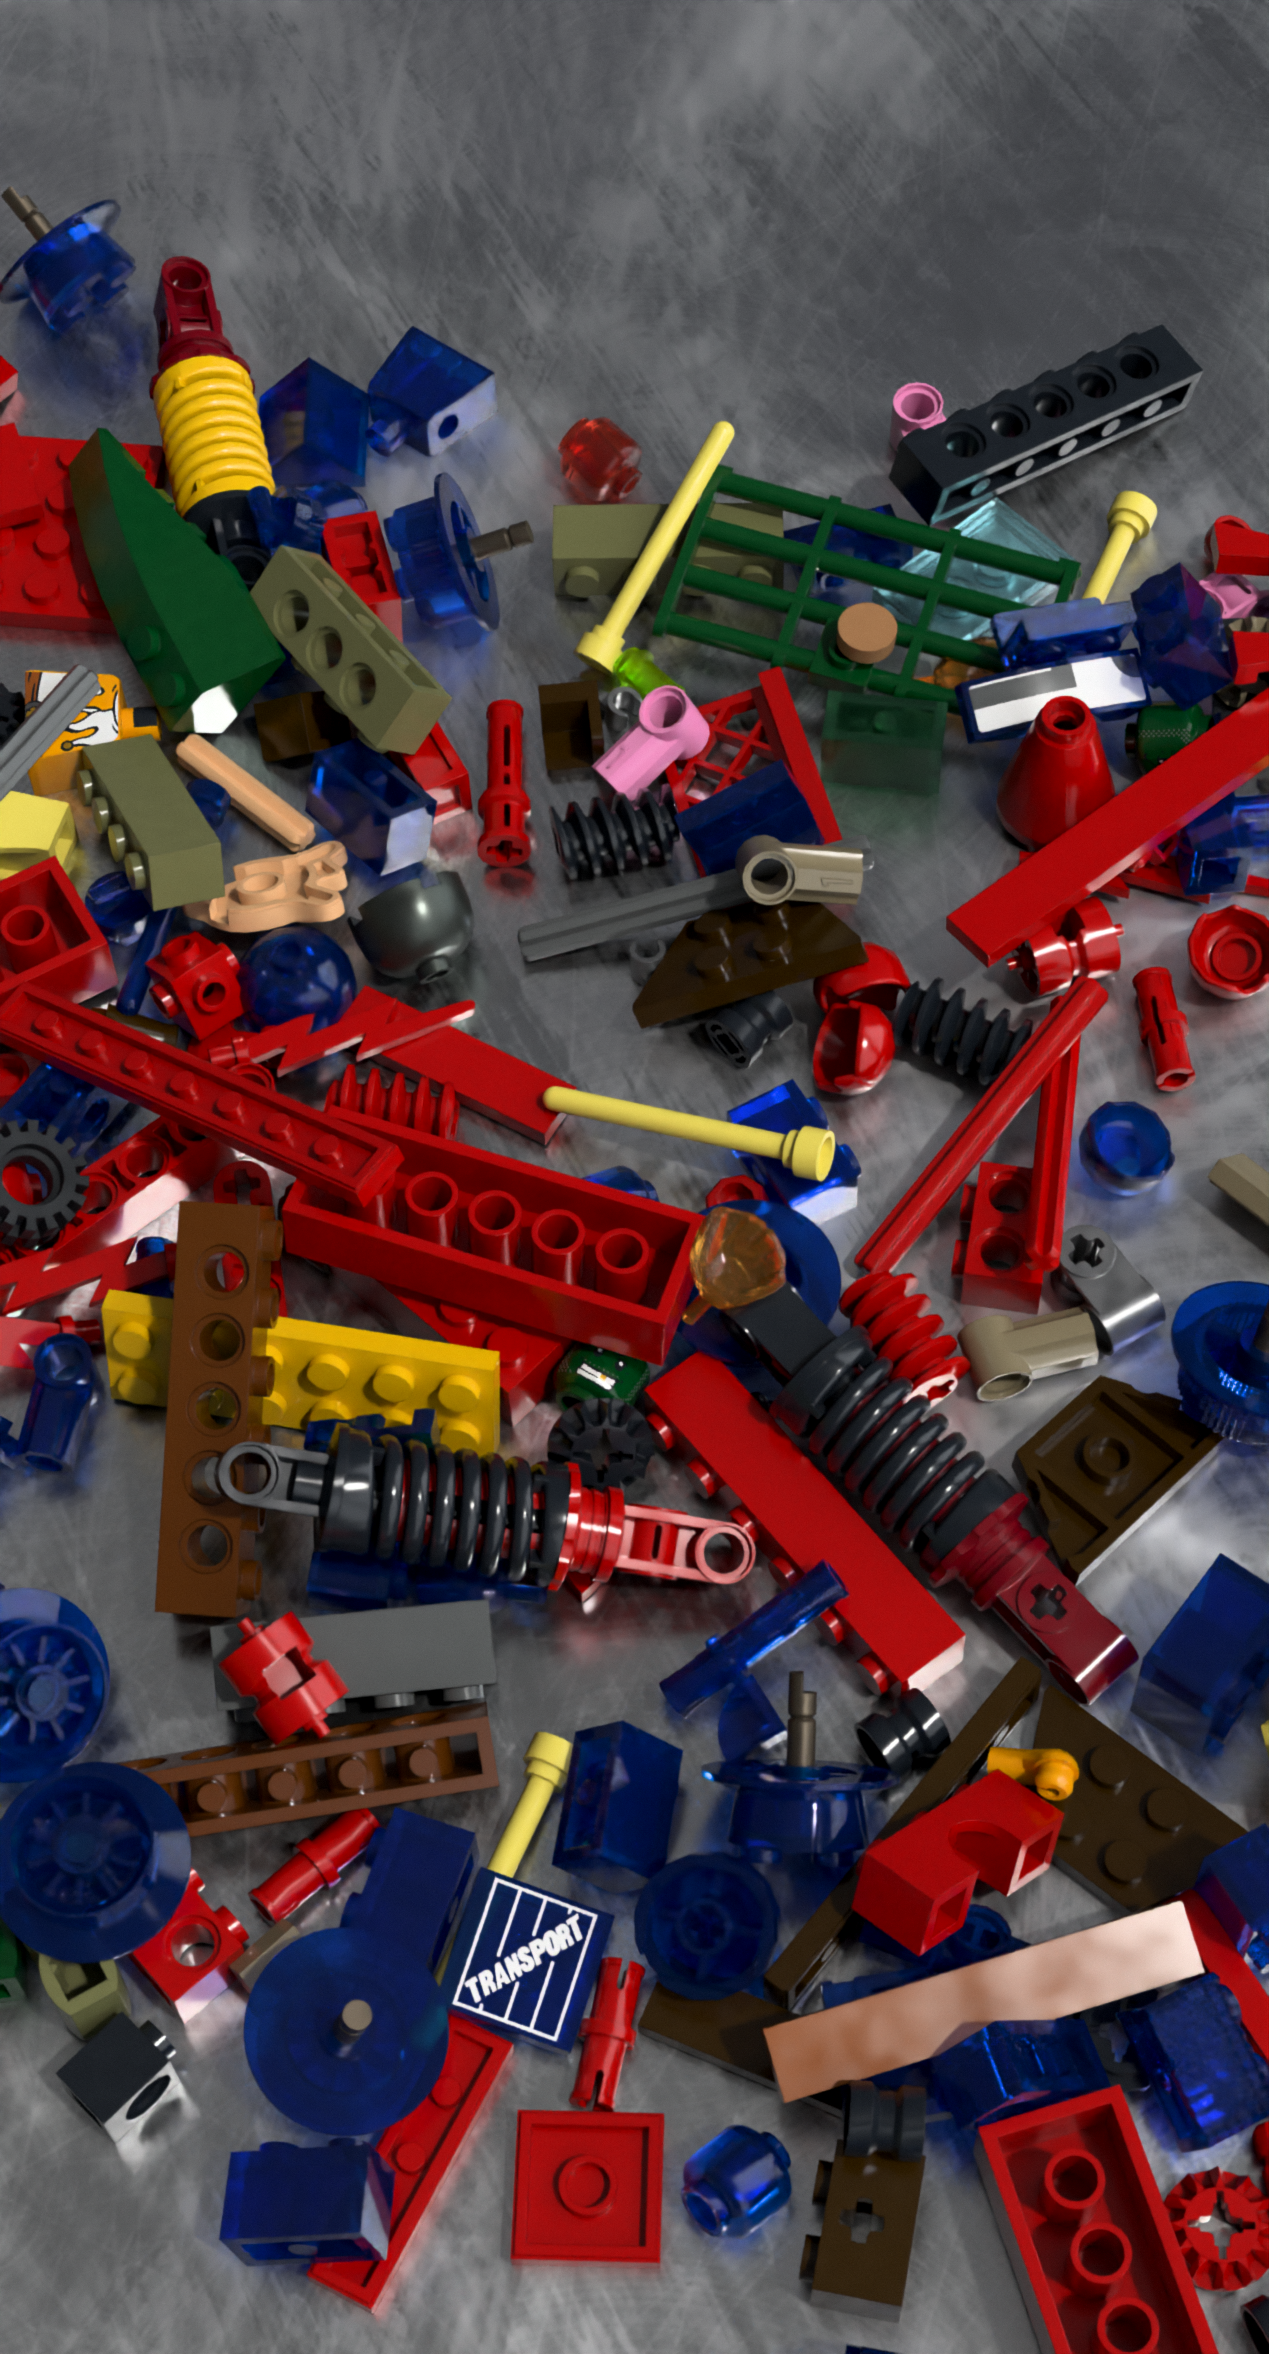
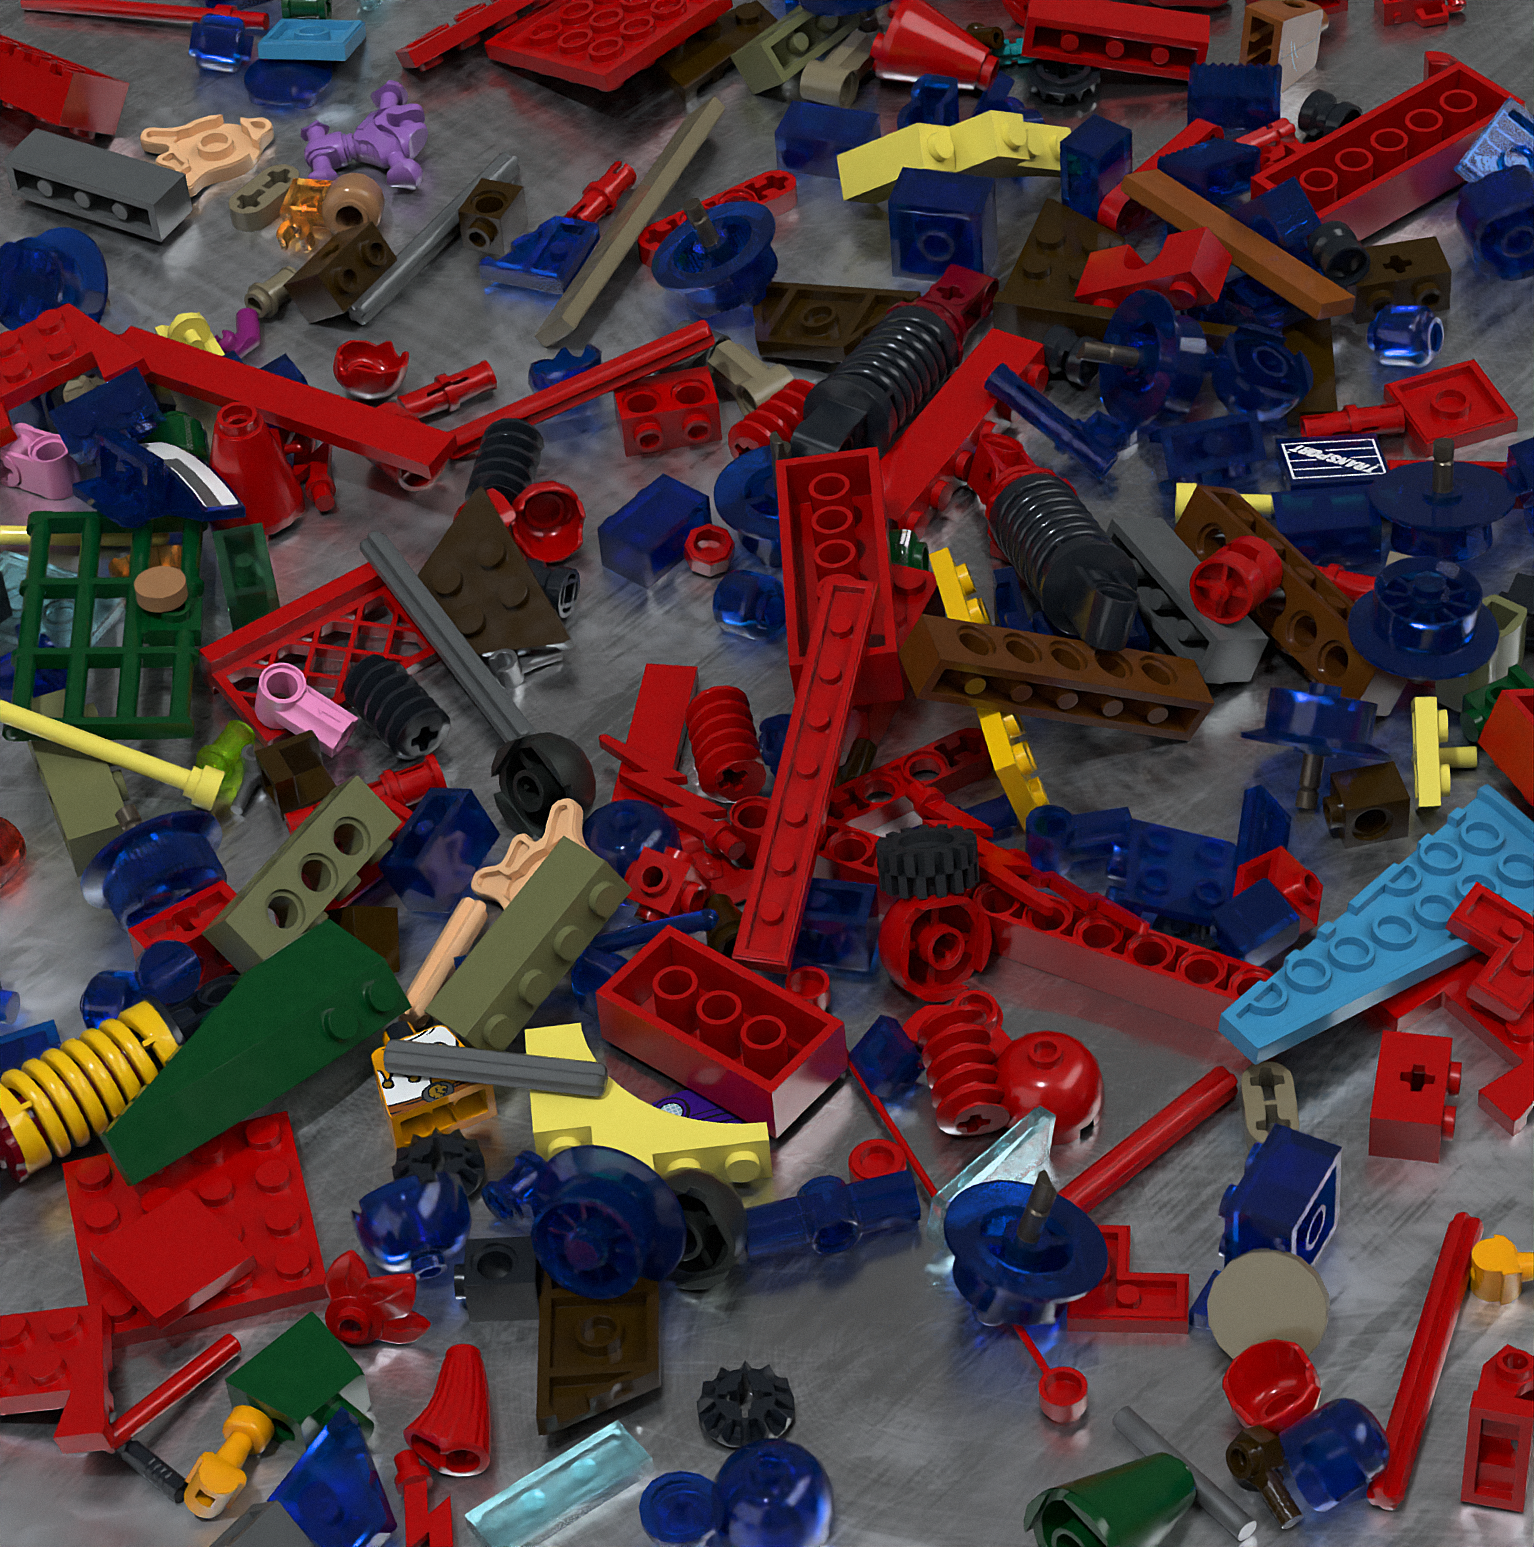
camera: 110 degrees left, 15 degrees down
(583, 1426) = (941, 534): black gear -> none
(733, 1262) = (803, 430): clear orange piece -> none
(758, 805) = (371, 616): clear blue panel -> none
(804, 1151) = (667, 486): light yellow piece -> none
(805, 872) = (423, 553): dark tan piece -> none
(982, 1127) = (586, 431): red axle -> none
(1048, 1769) = (1060, 267): light orange arm -> none

